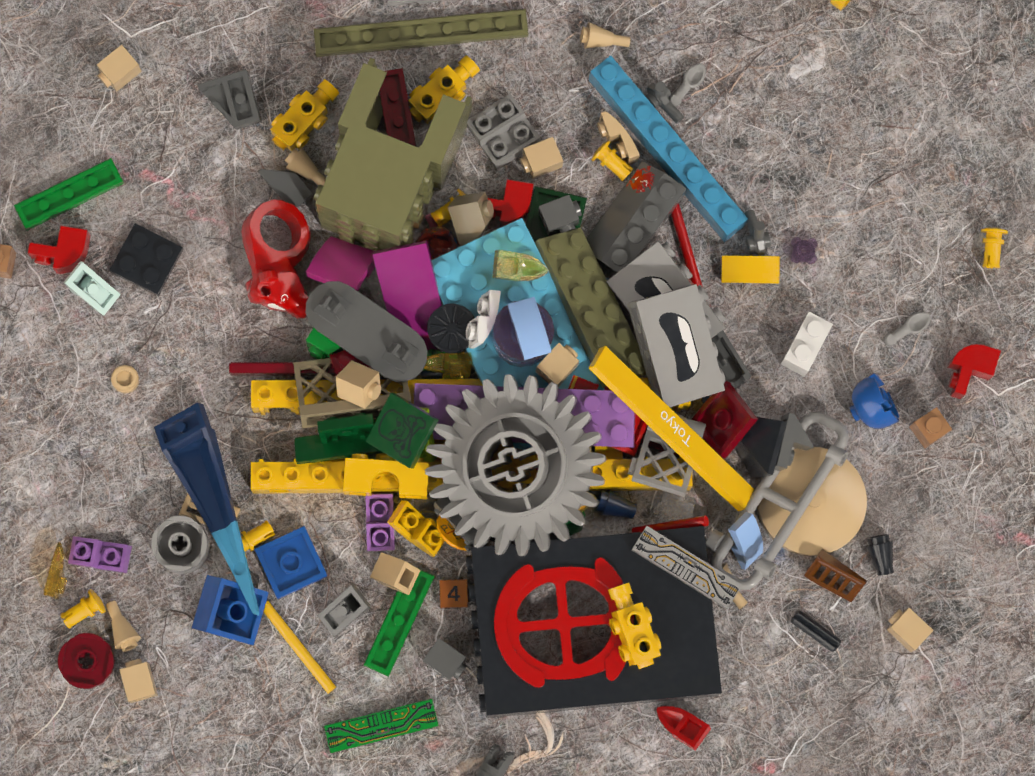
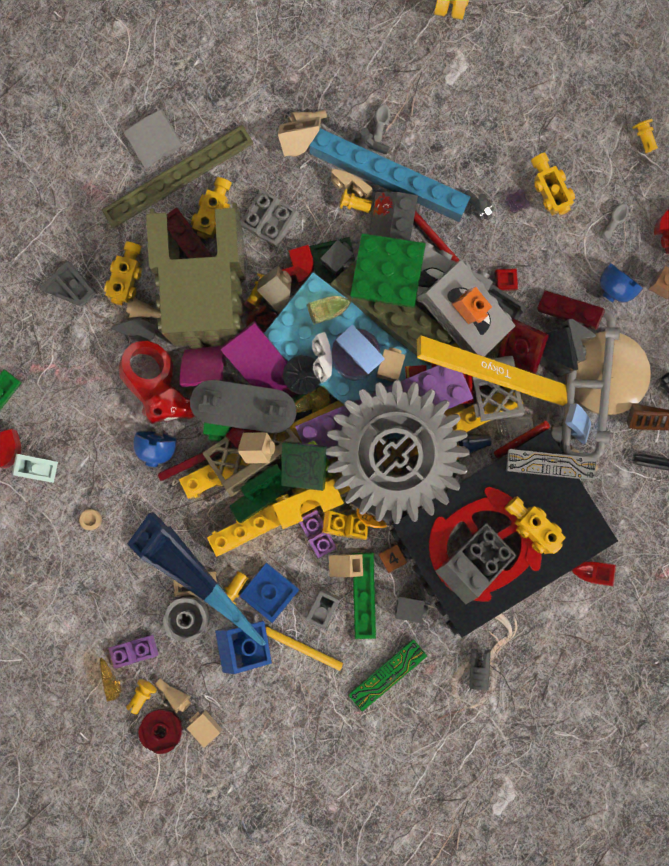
camera: 15 degrees left, 5 degrees up
(146, 259) = (64, 428): black plate -> none
(239, 331) = (154, 448): none -> blue cylinder
(541, 158) = (305, 223): tan brick -> none
(544, 636) = (476, 564): none -> dark grey slope
(582, 53) = (298, 135): none -> tan slope
(608, 257) = (388, 270): none -> green plate
(682, 342) = (472, 306): none -> orange brick
(746, 335) = (506, 279): none -> red tile
(750, 269) = (487, 232): yellow slope -> none
(803, 404) = (568, 308): none -> dark red plate
(806, 344) = (552, 265): white brick -> none
(855, 259) = (557, 190): none -> yellow brick

